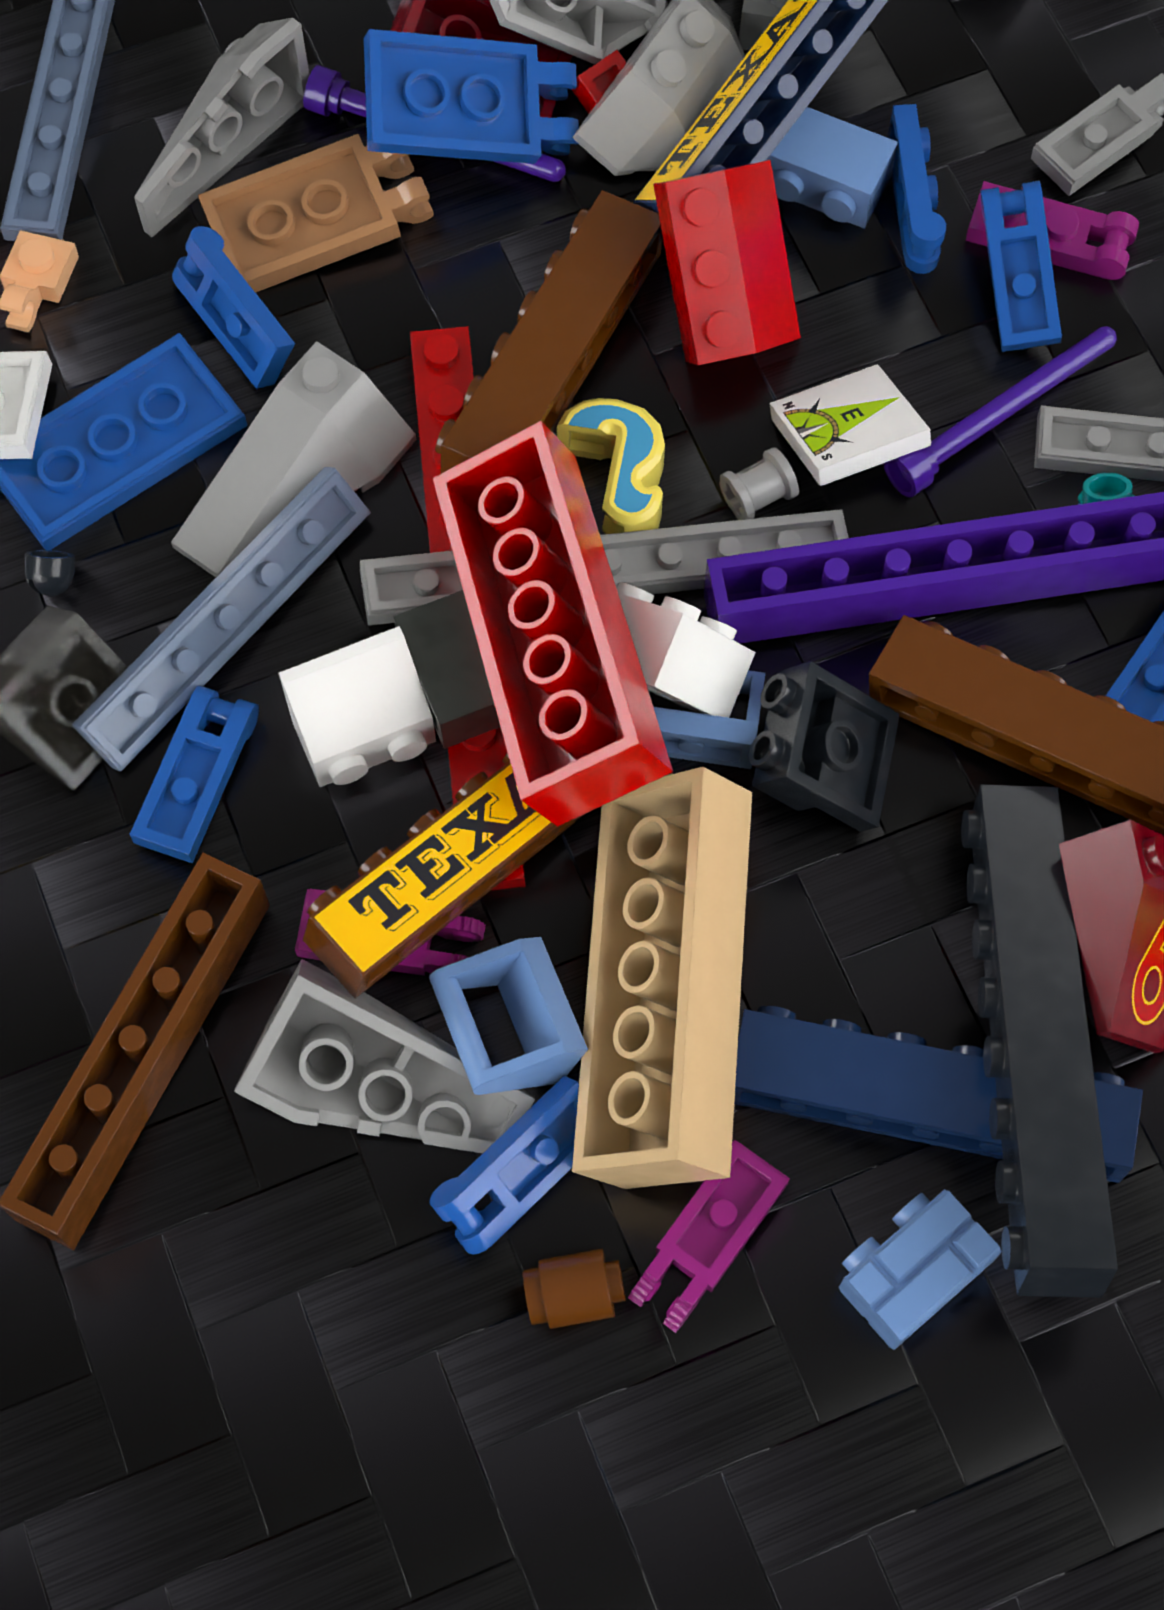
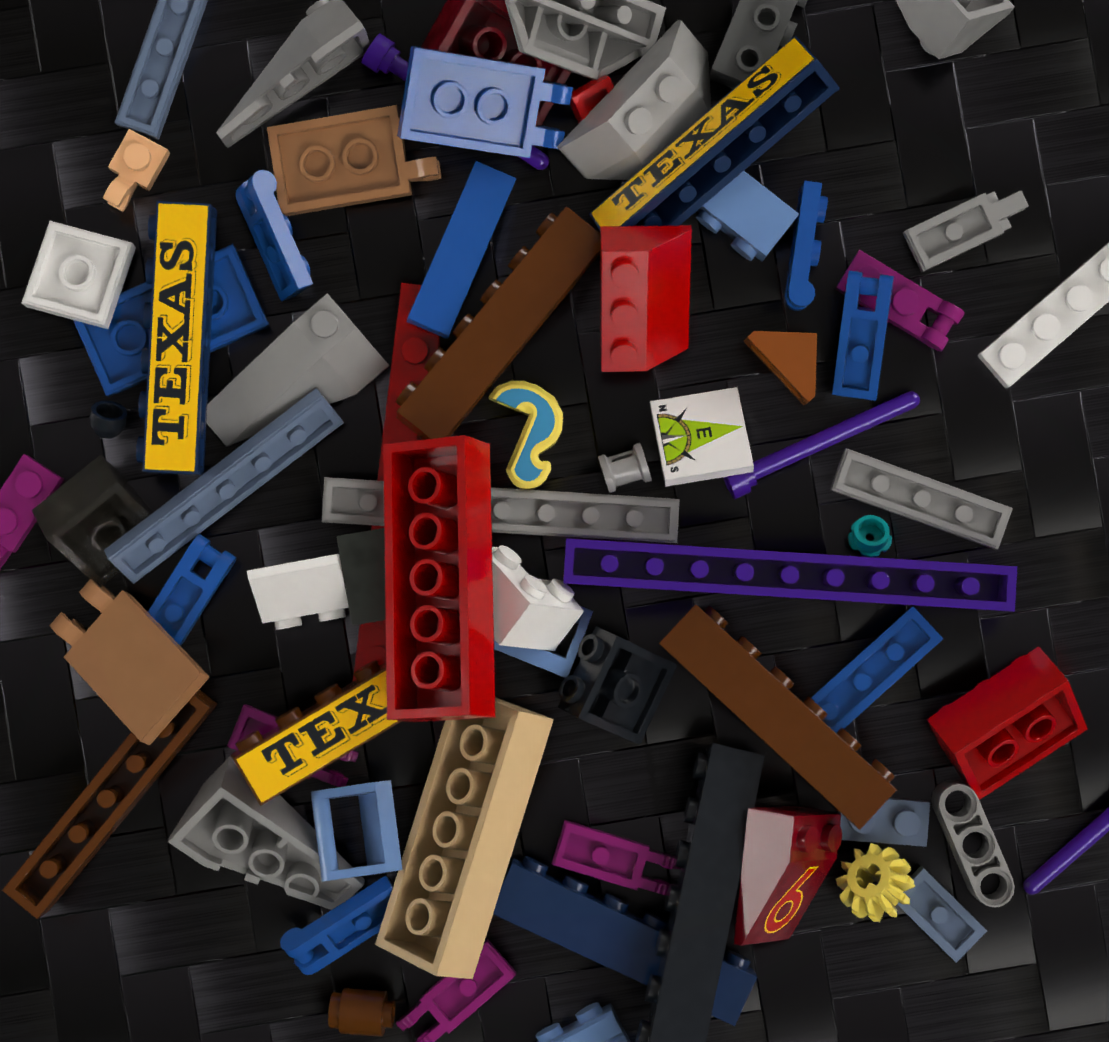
camera: 10 degrees right, 20 degrees up
(130, 445) = (178, 338): none -> brick
(136, 850) = (130, 662): none -> medium nougat tile
(478, 277) = (461, 250): none -> blue tile
(883, 987) = (609, 857): none -> magenta hinge
(932, 314) = (790, 358): none -> dark orange slope

